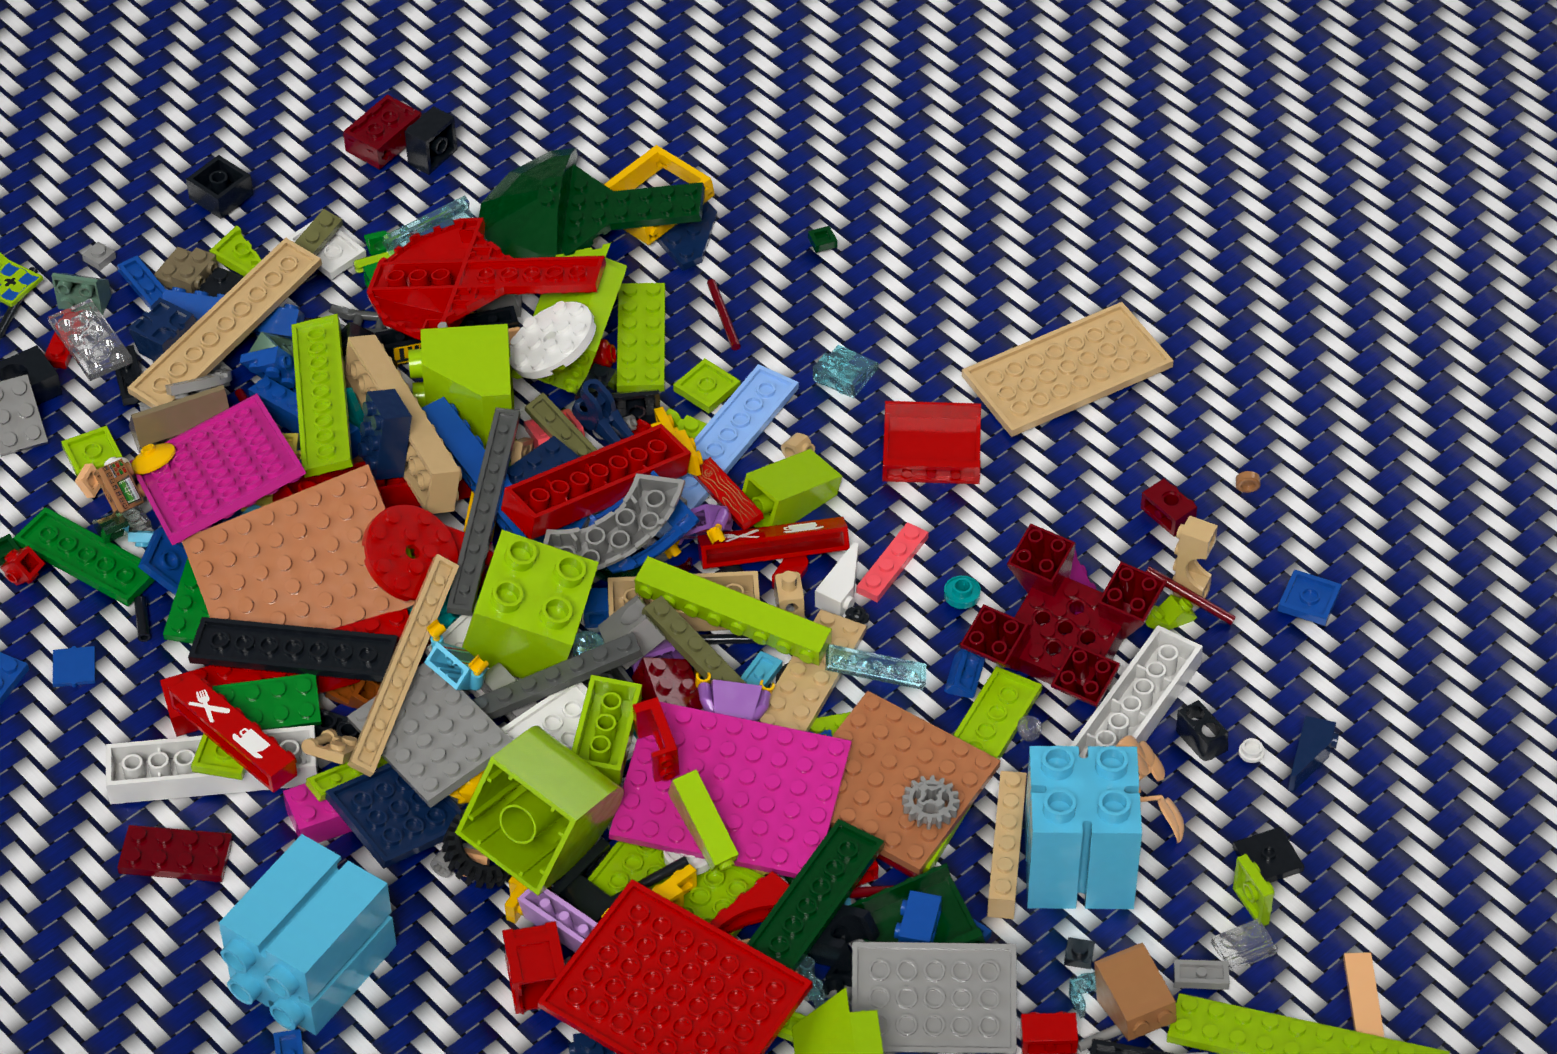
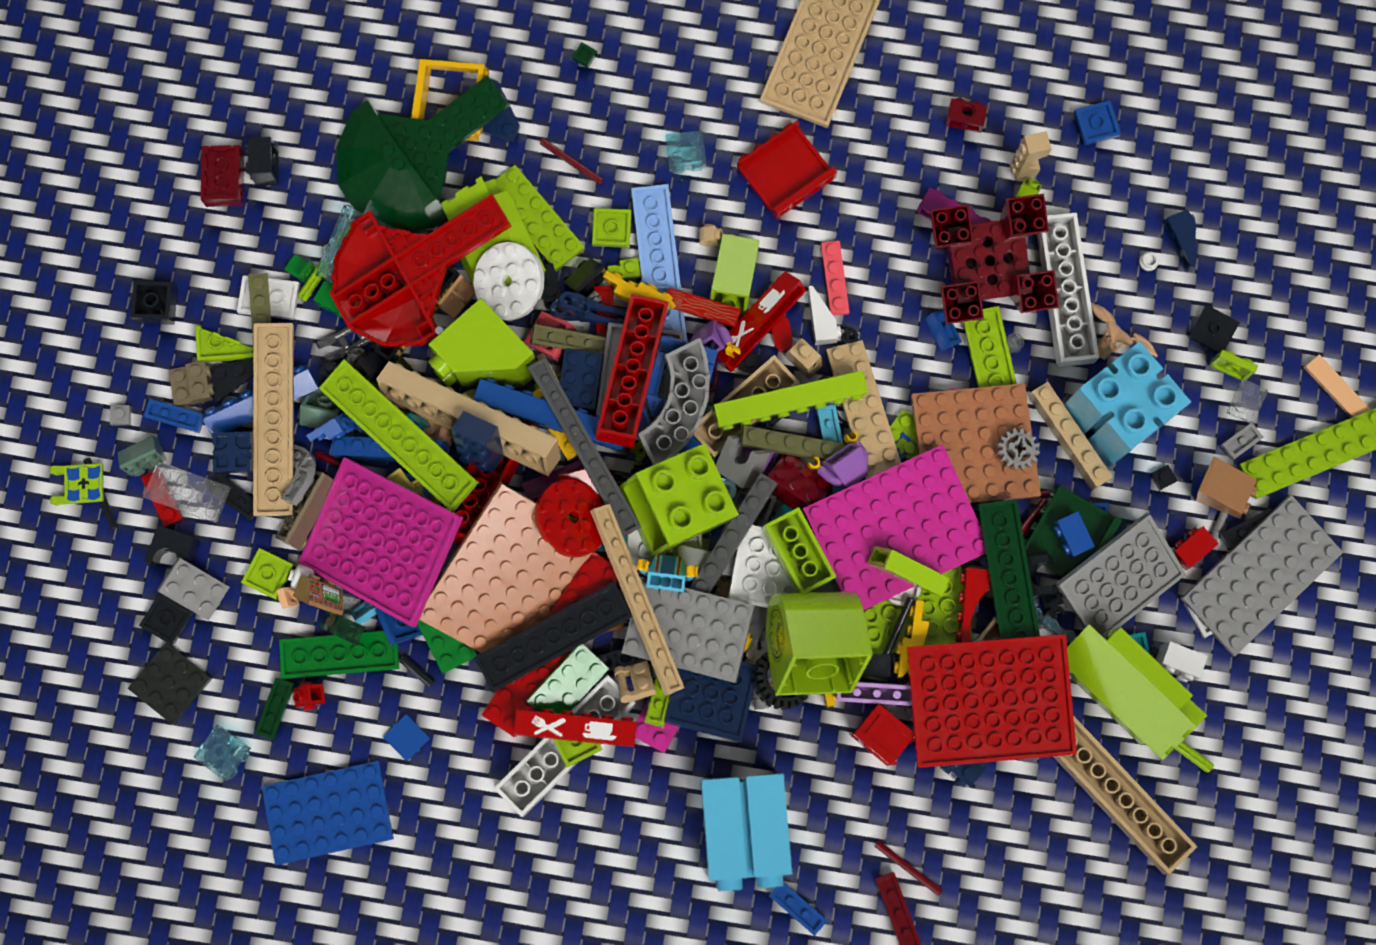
camera: 40 degrees left, 30 degrees up
(152, 457) = (317, 553): yellow dish -> none
(175, 853) = (594, 819): dark red plate -> none
(648, 721) = (830, 527): red panel -> none
(875, 667) = (897, 369): clear light blue plate -> none
(962, 592) = (898, 272): teal plate -> none
(1082, 984) = (1185, 497): clear light blue bracket -> none
(1193, 597) = (1032, 175): dark red piece -> none
(1203, 746) = (1107, 275): black piece -> none
(1247, 481) = (996, 61): medium nougat tile -> none

